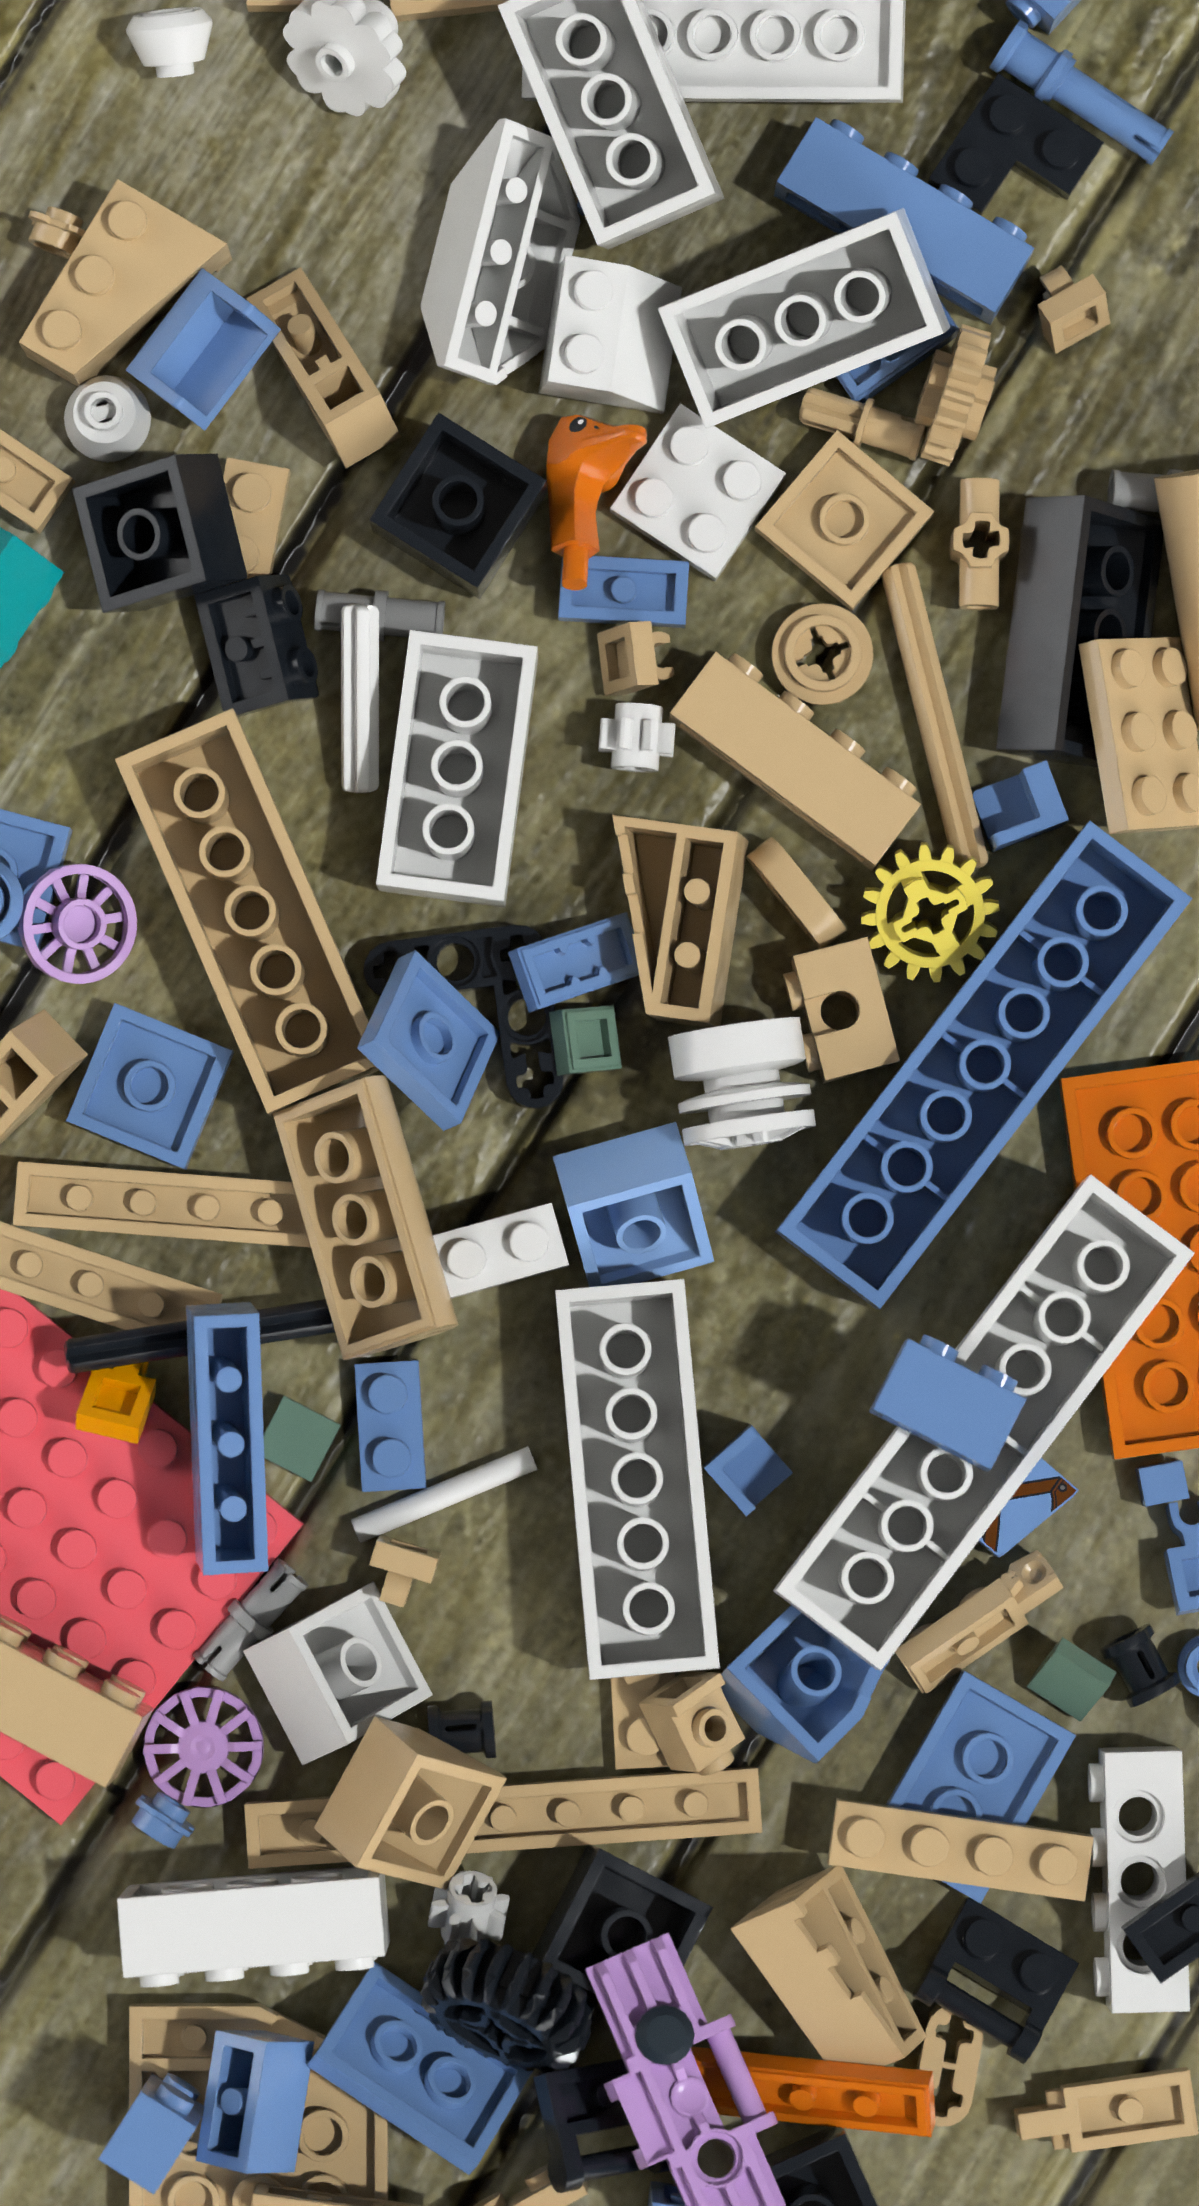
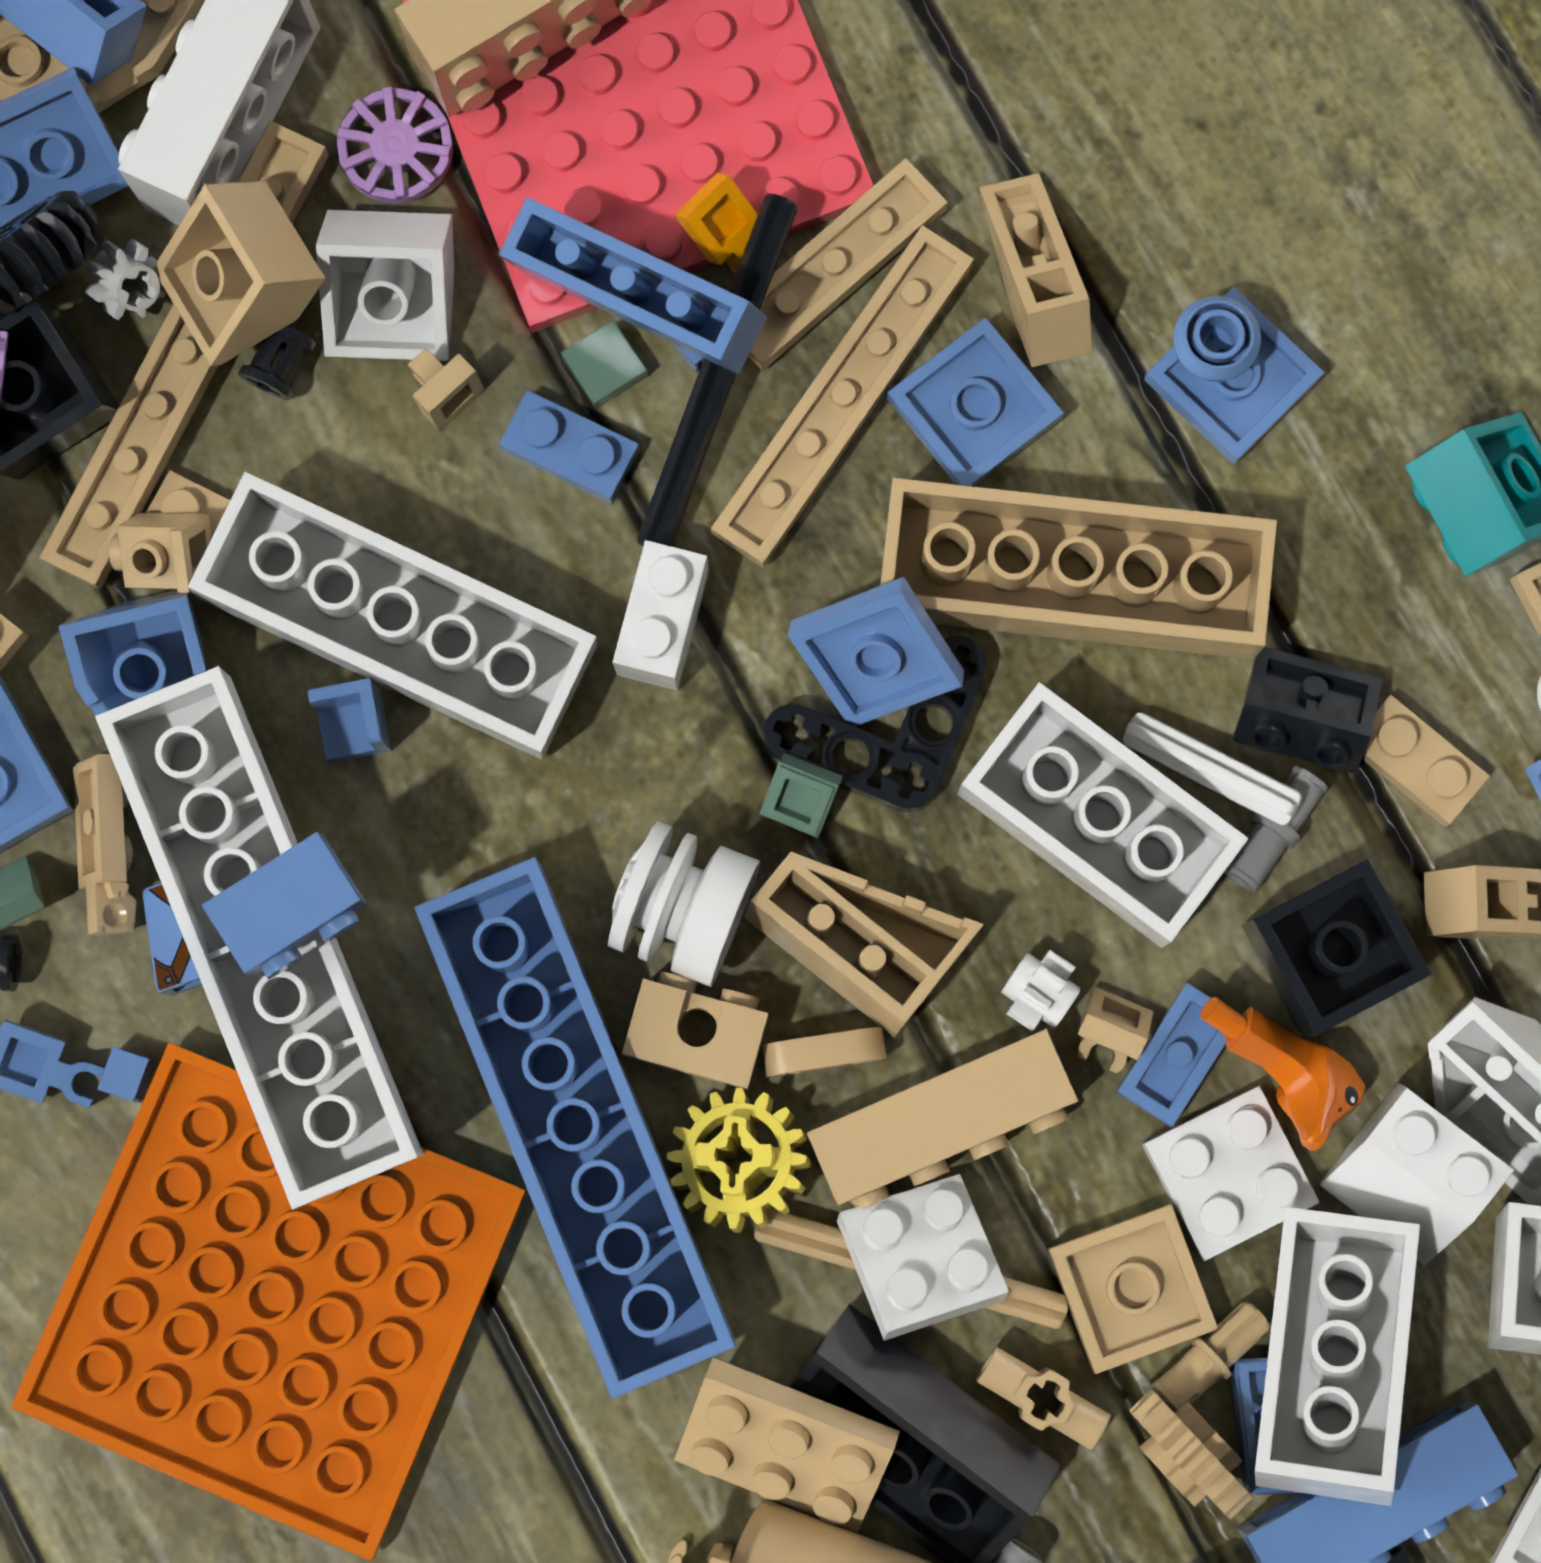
camera: 125 degrees right, 5 degrees down
(78, 923) = (1149, 420): lavender wheel -> none
(160, 532) = (1456, 674): black brick -> none
(162, 1819) = (353, 75): medium blue plate -> none
(250, 1619) = (475, 239): light grey pin -> none
(365, 1218) = (752, 510): tan brick -> none
(444, 1494) = (485, 459): white bar -> none
(575, 962) = (873, 821): medium blue plate -> none
(634, 1207) = (632, 752): light blue slope -> none
(834, 627) = (1047, 1180): tan gear -> none
(921, 710) = (922, 1257): none -> white plate
(1020, 807) = (787, 1296): medium blue panel -> none

